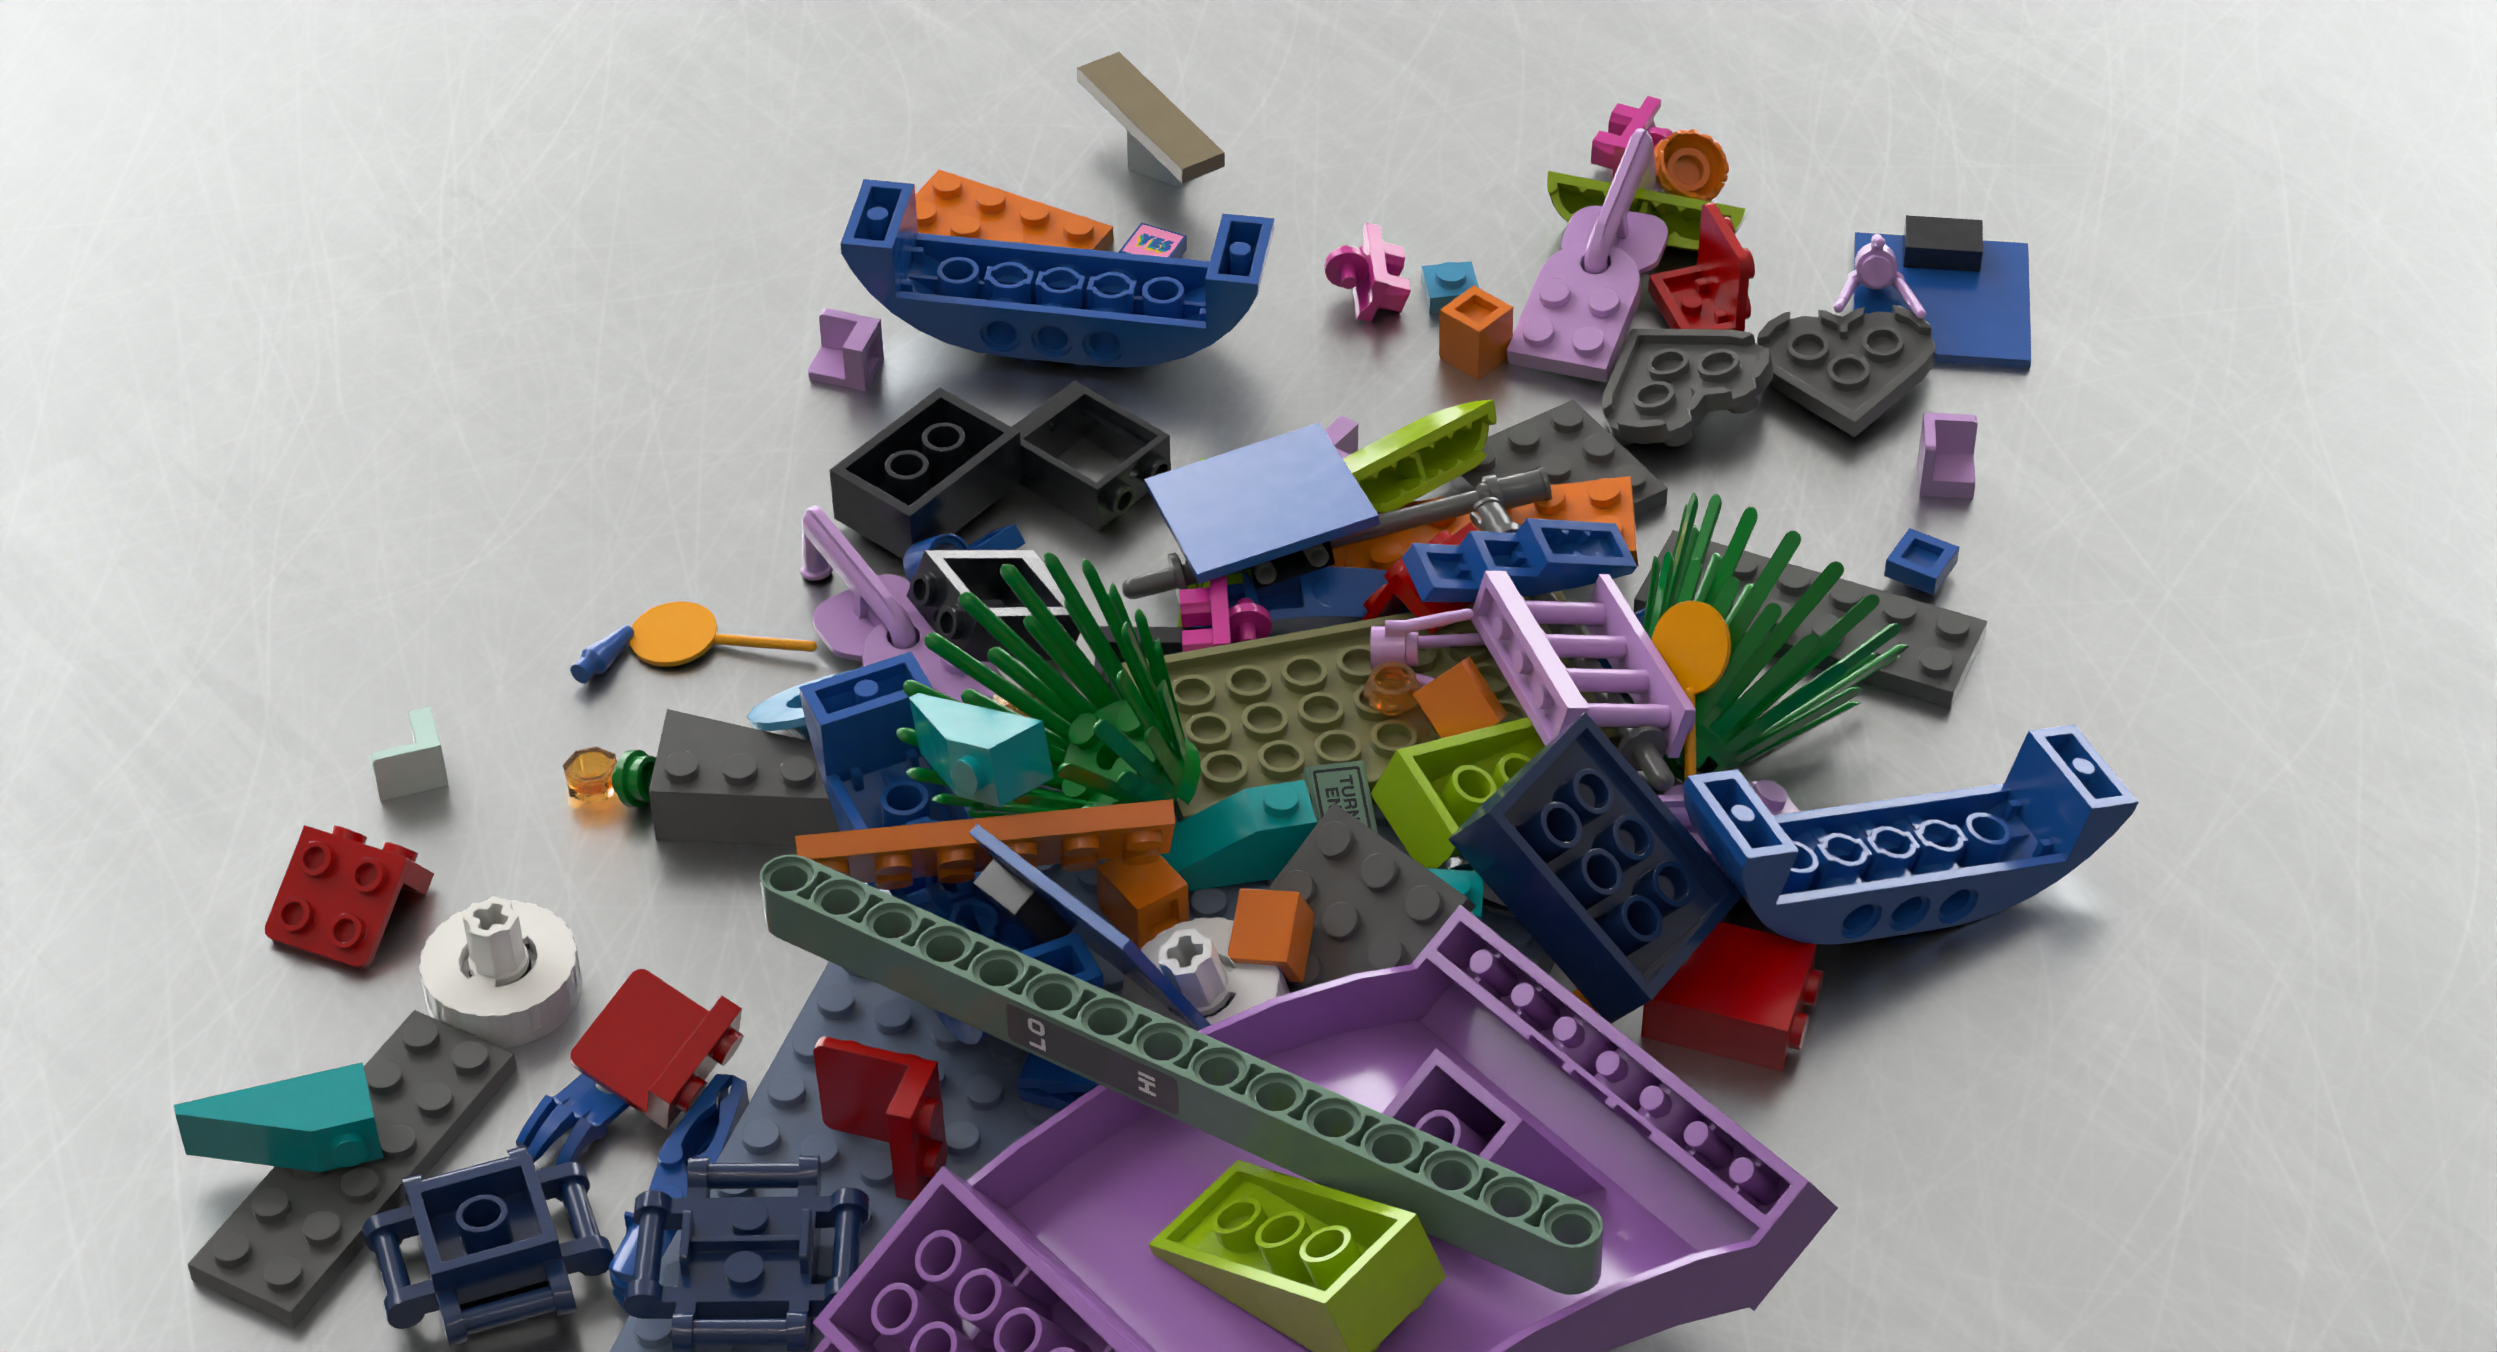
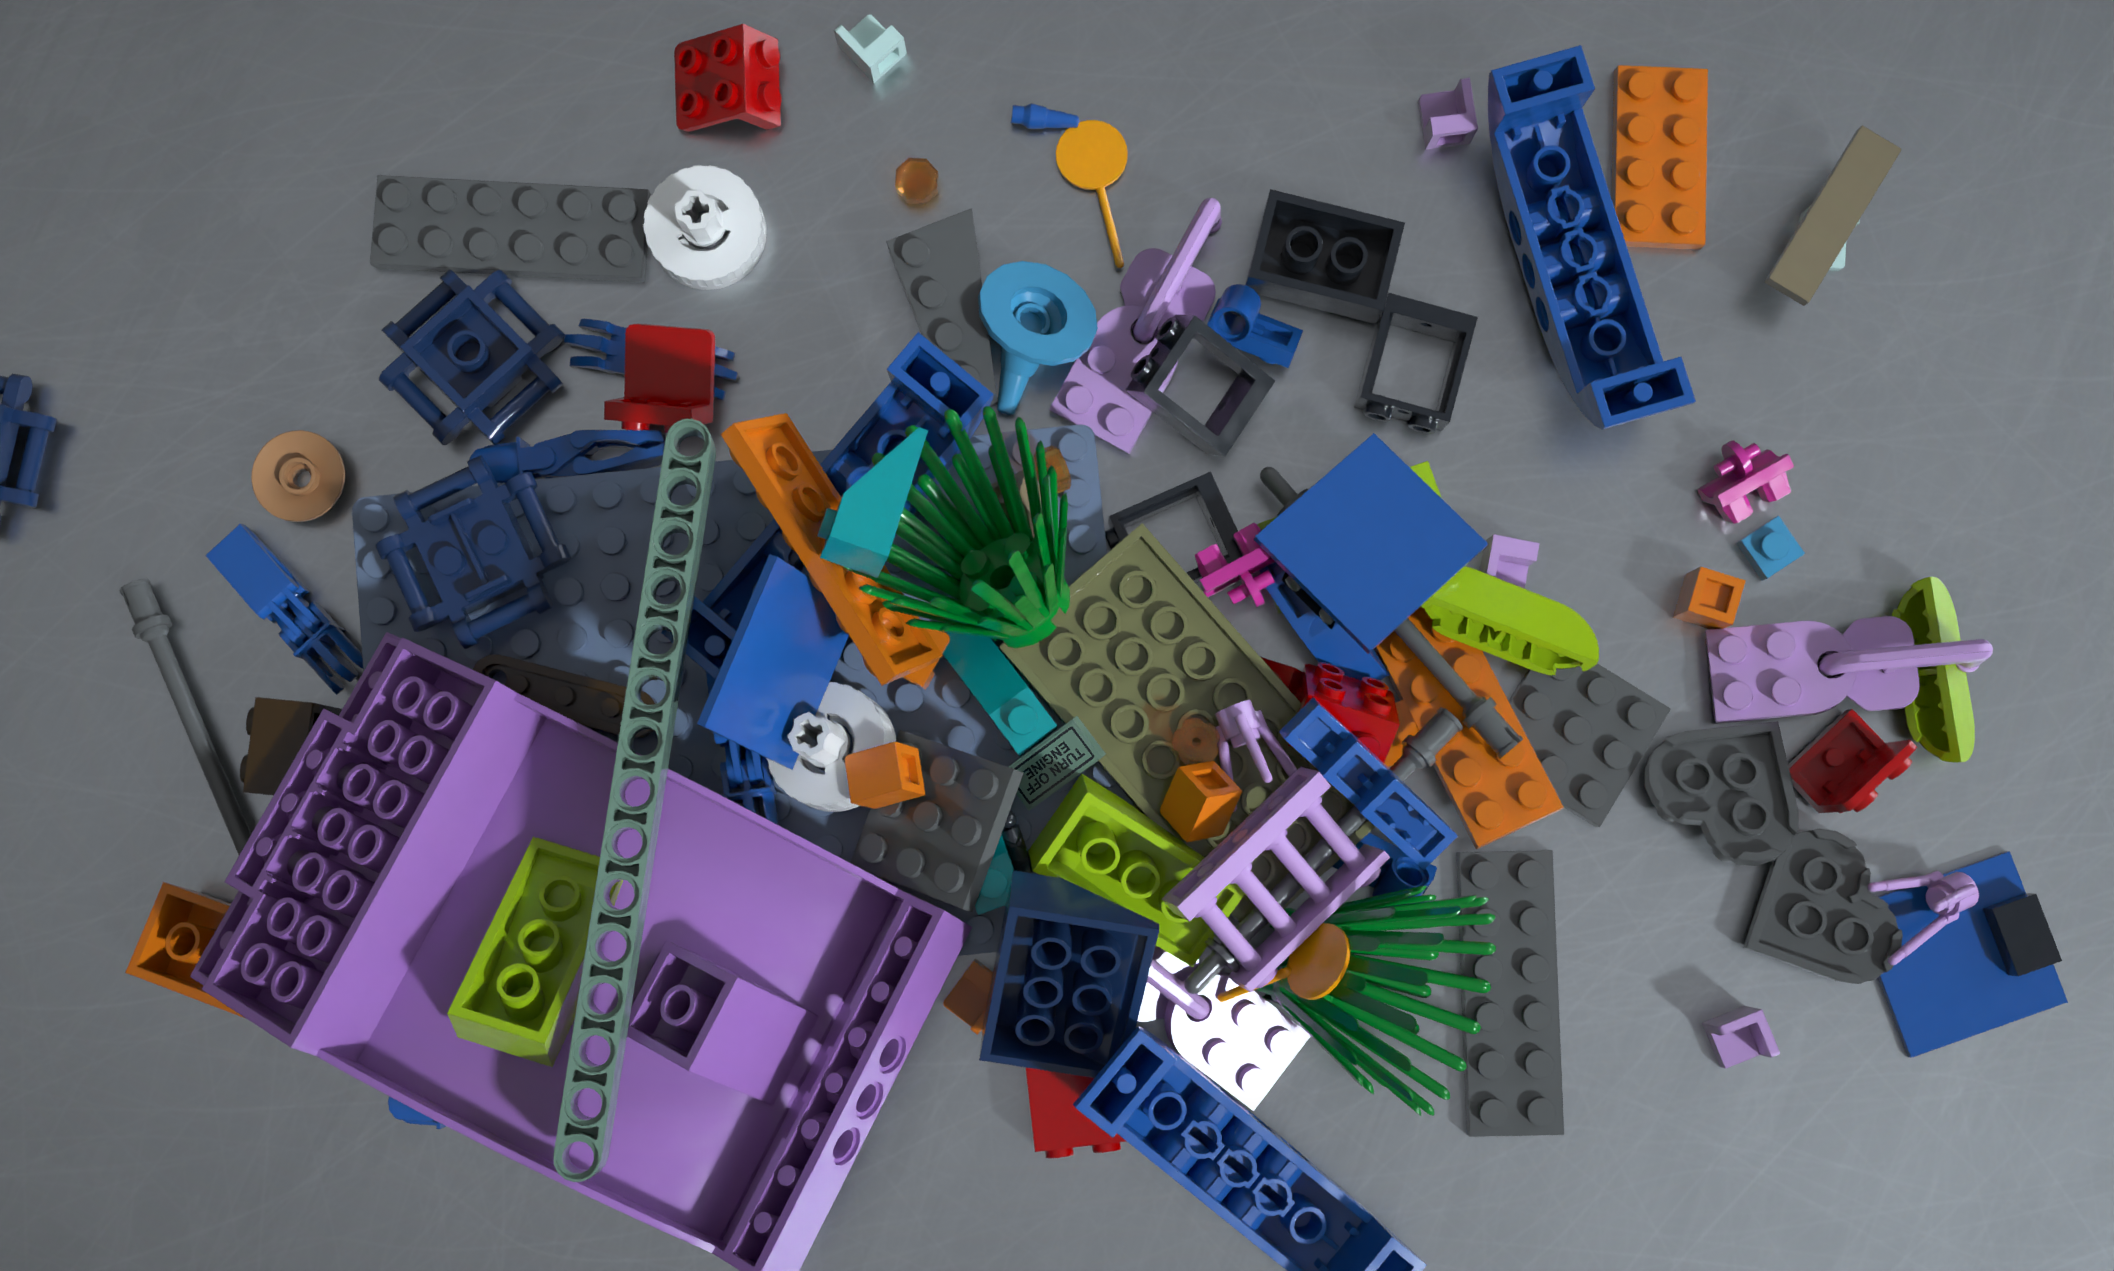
camera: 65 degrees right, 40 degrees up
(292, 1123) = (489, 186): teal slope -> none
(633, 777) = (920, 213): green plate -> none
(886, 1100) = (615, 613): red bracket -> none
(1155, 242) = (1697, 289): tile -> none
(1624, 120) = (2051, 617): dark pink hips -> none
(1691, 165) = (2010, 686): orange hair -> none
(1921, 561) = (1609, 1059): blue plate -> none

